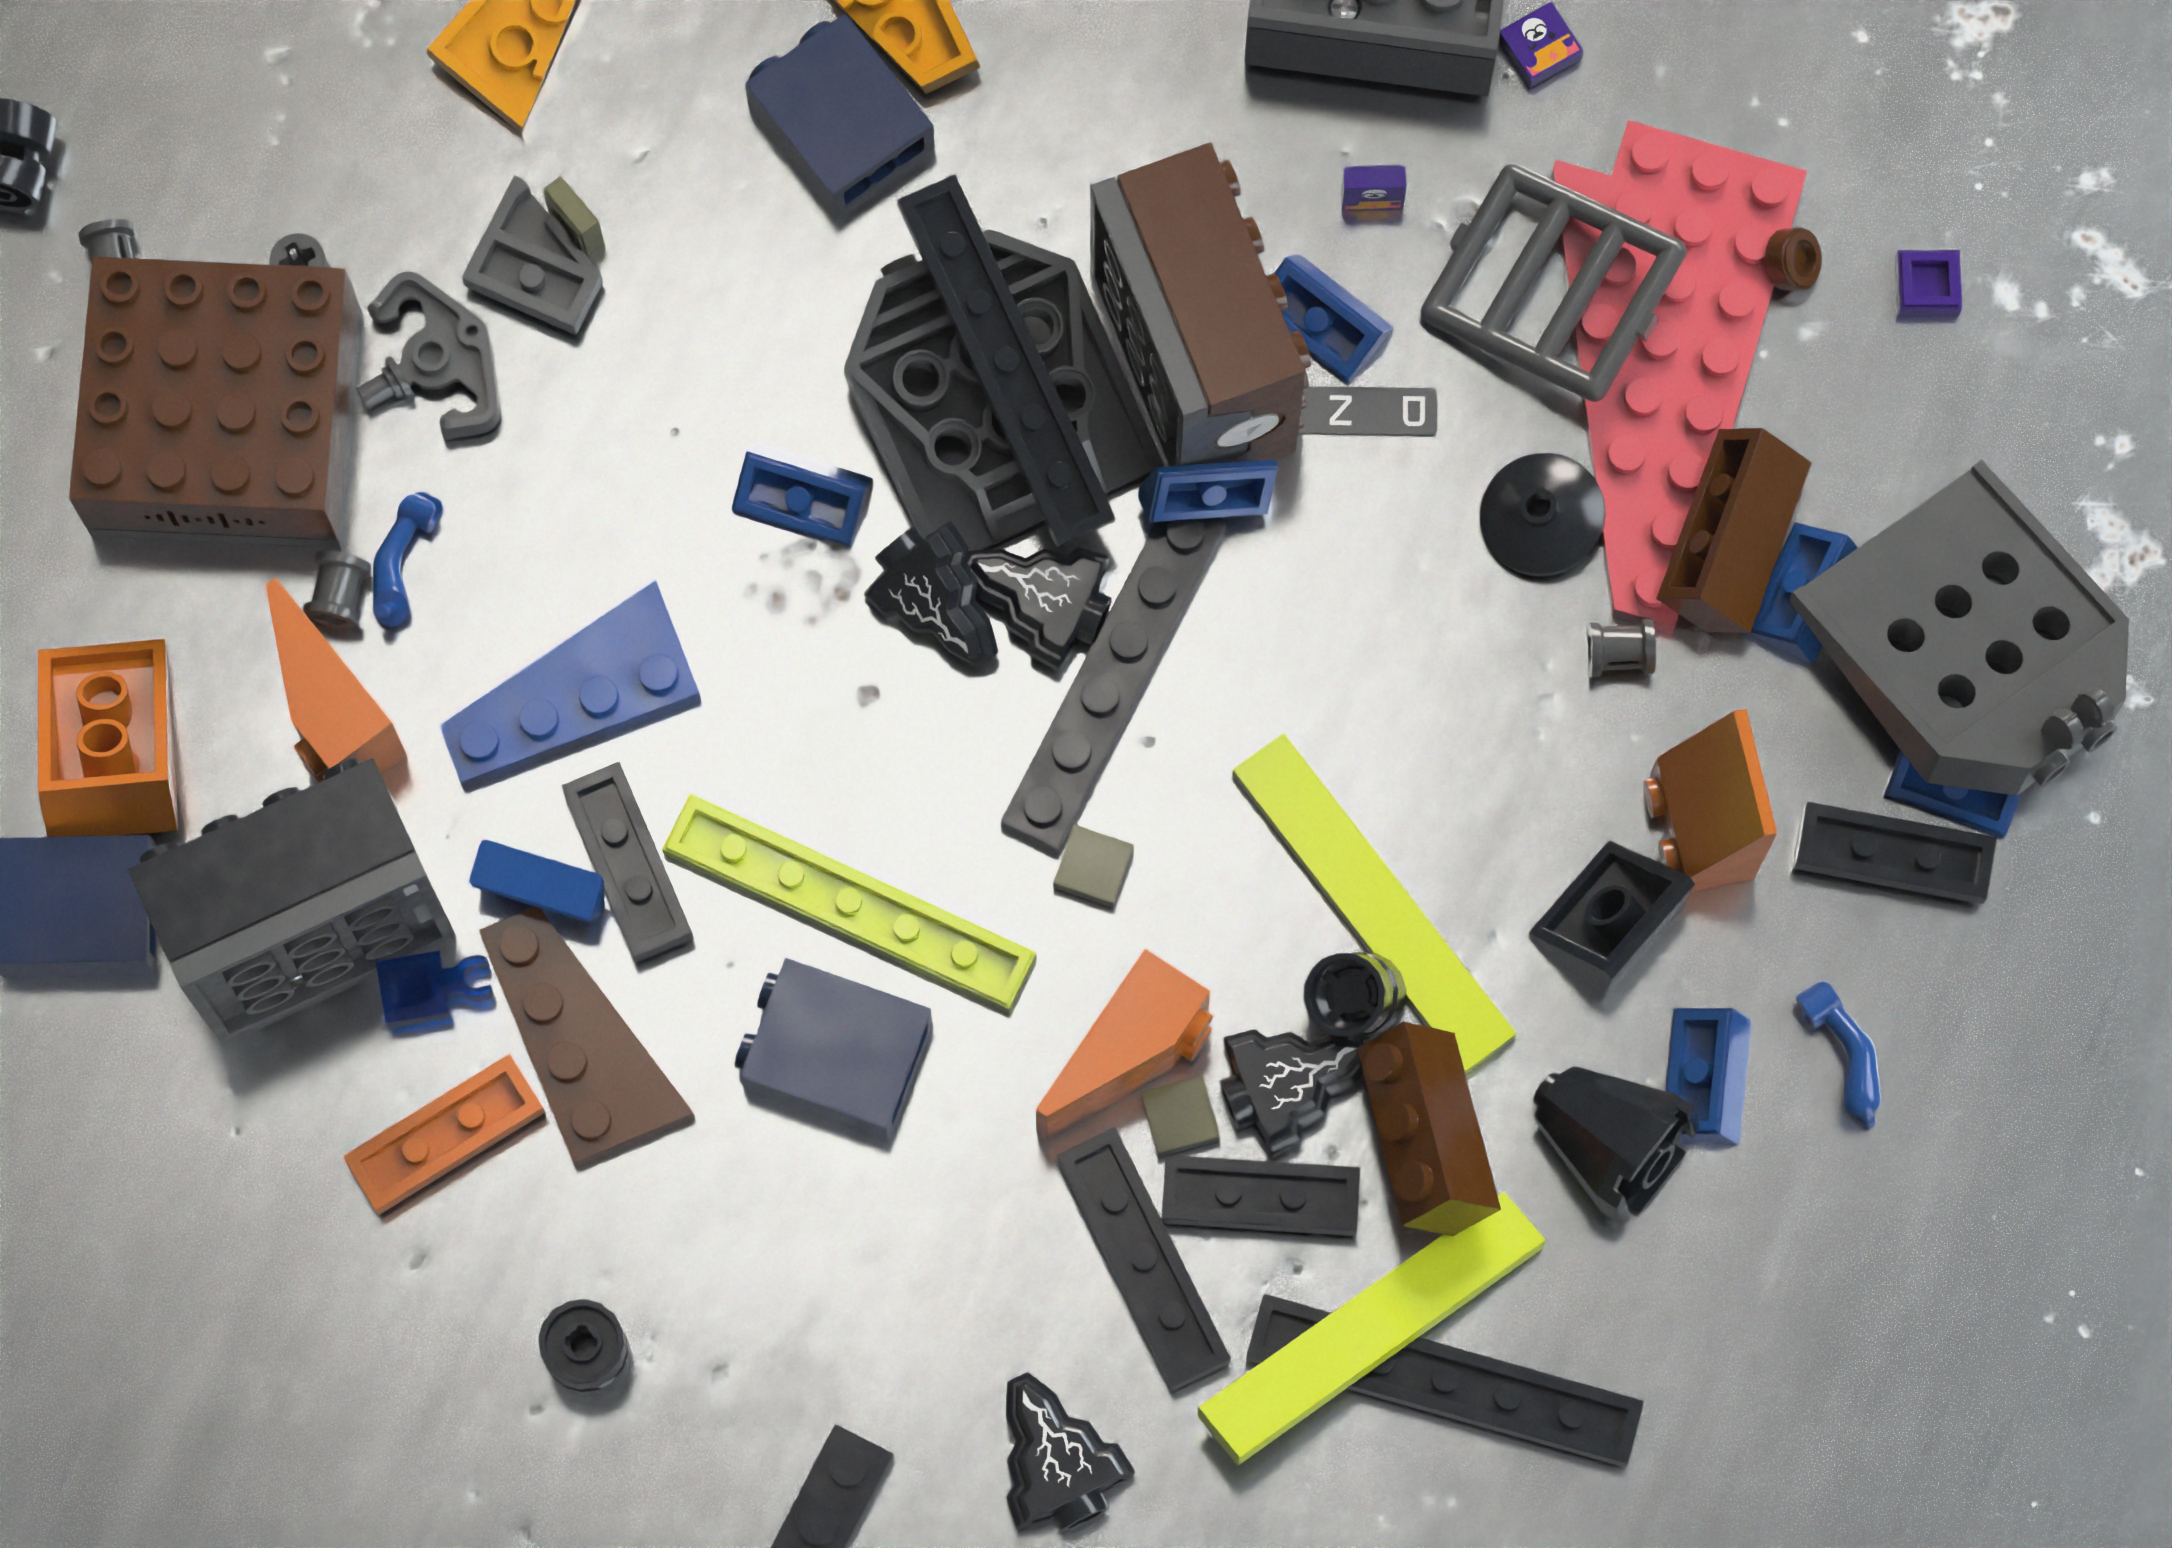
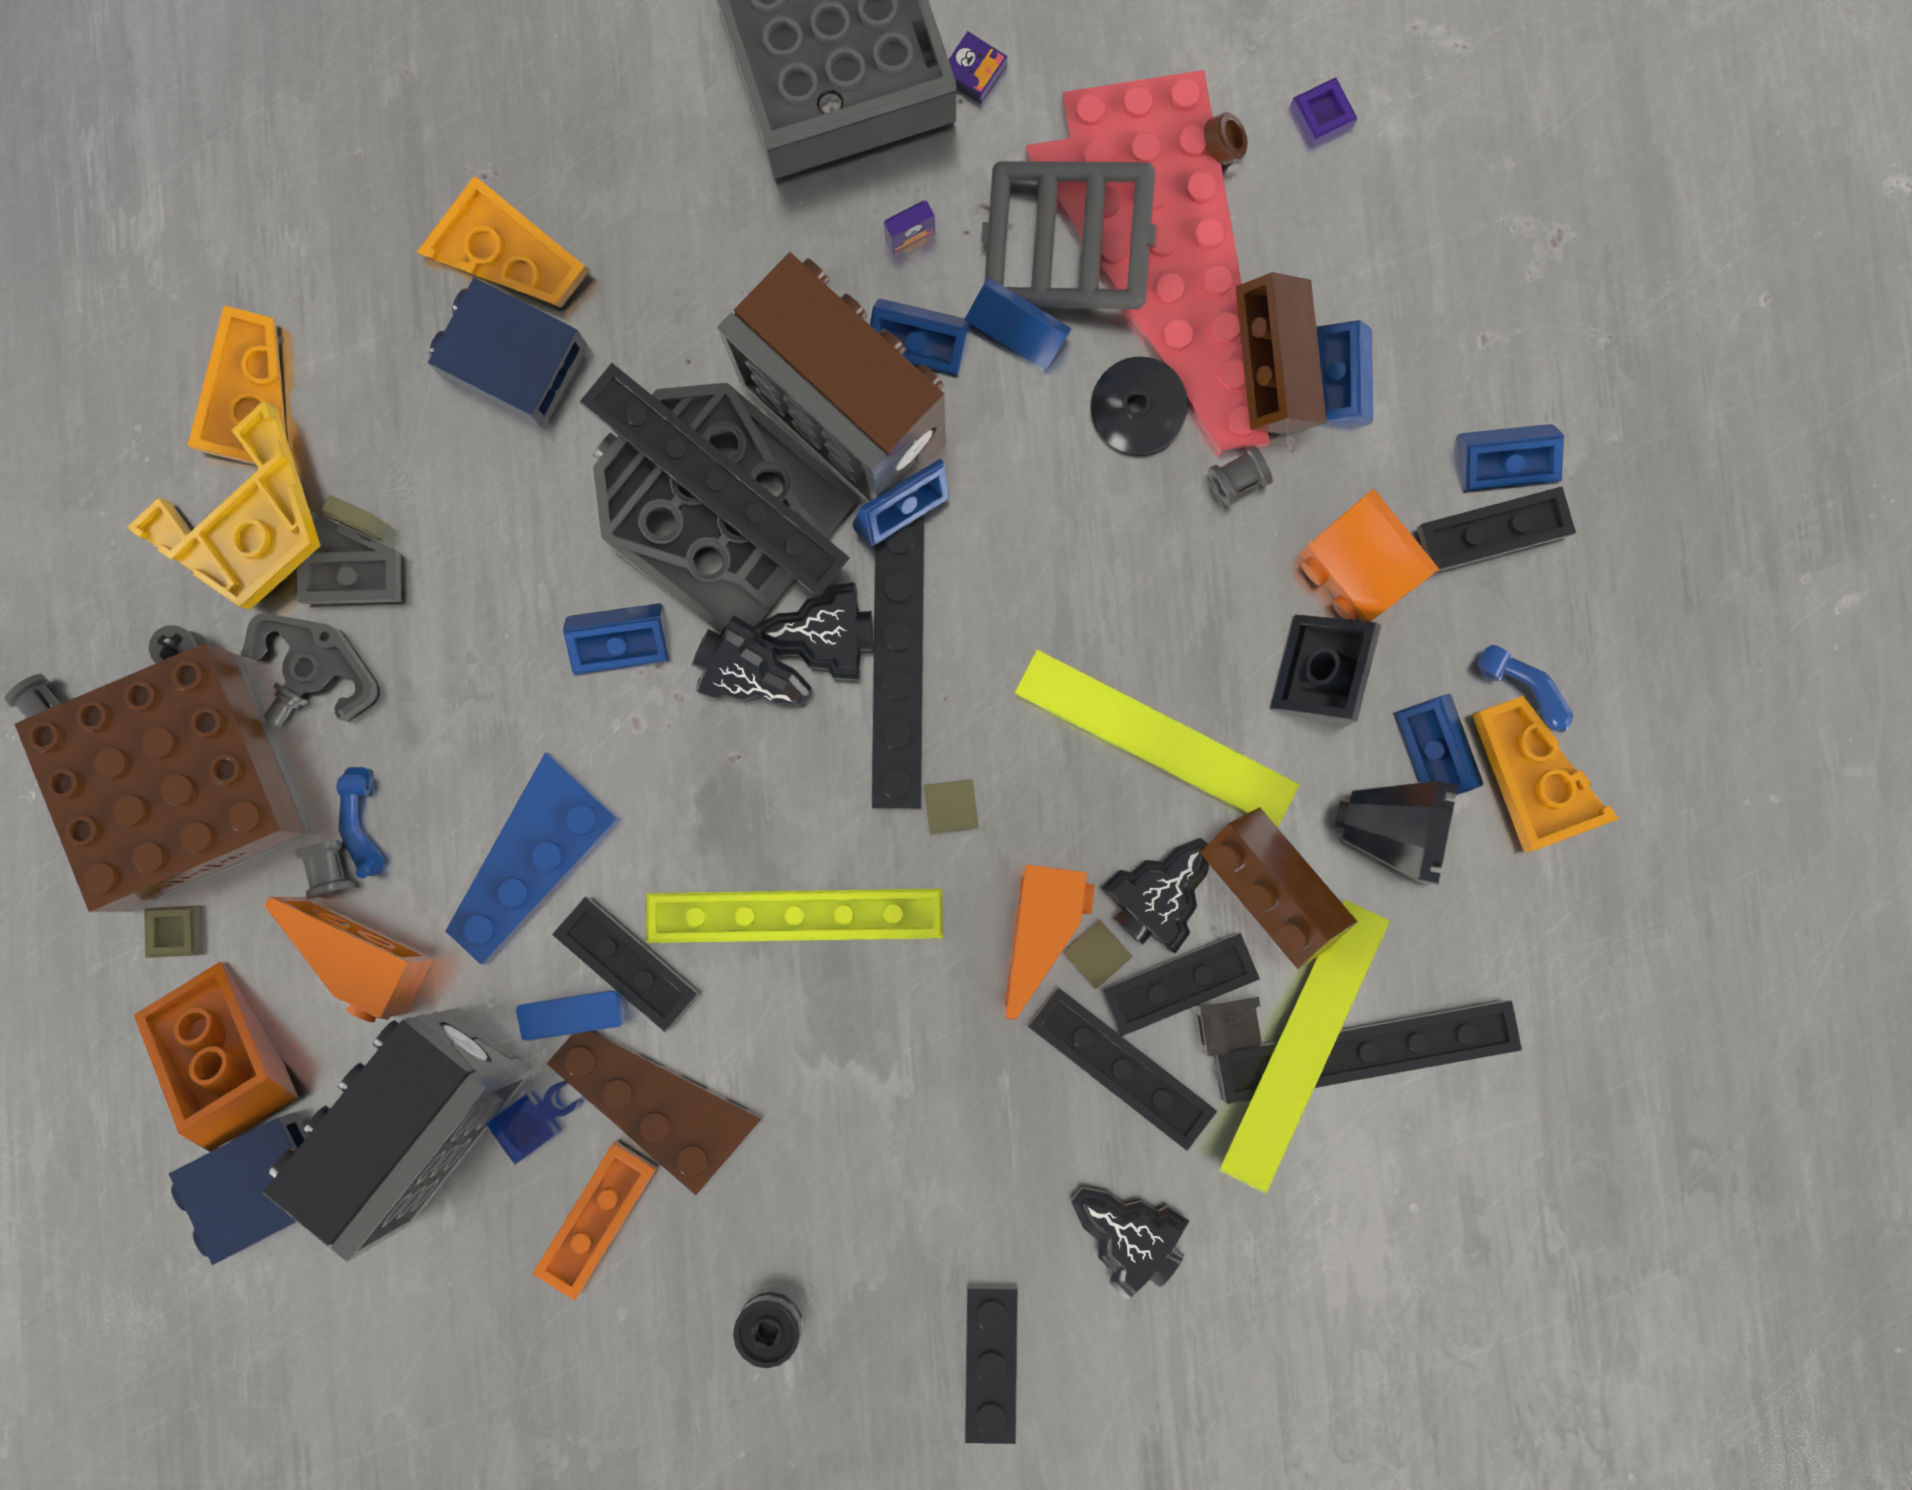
camera: 25 degrees left, 10 degrees up
(128, 579) = (172, 931): none -> olive tile
(453, 179) = (251, 535): none -> yellow wing
(833, 1047) = (835, 1027): brick -> none
(1296, 1266) = (1228, 1024): none -> clear smoke panel
(1354, 994) = (1179, 815): black wheel -> none
(1370, 410) = (986, 386): dark grey sticker -> none
(1444, 354) = (1017, 323): none -> blue slope
(1802, 1161) = (1536, 779): none -> light orange wing
(1935, 557) = (1558, 365): dark grey hinge -> none

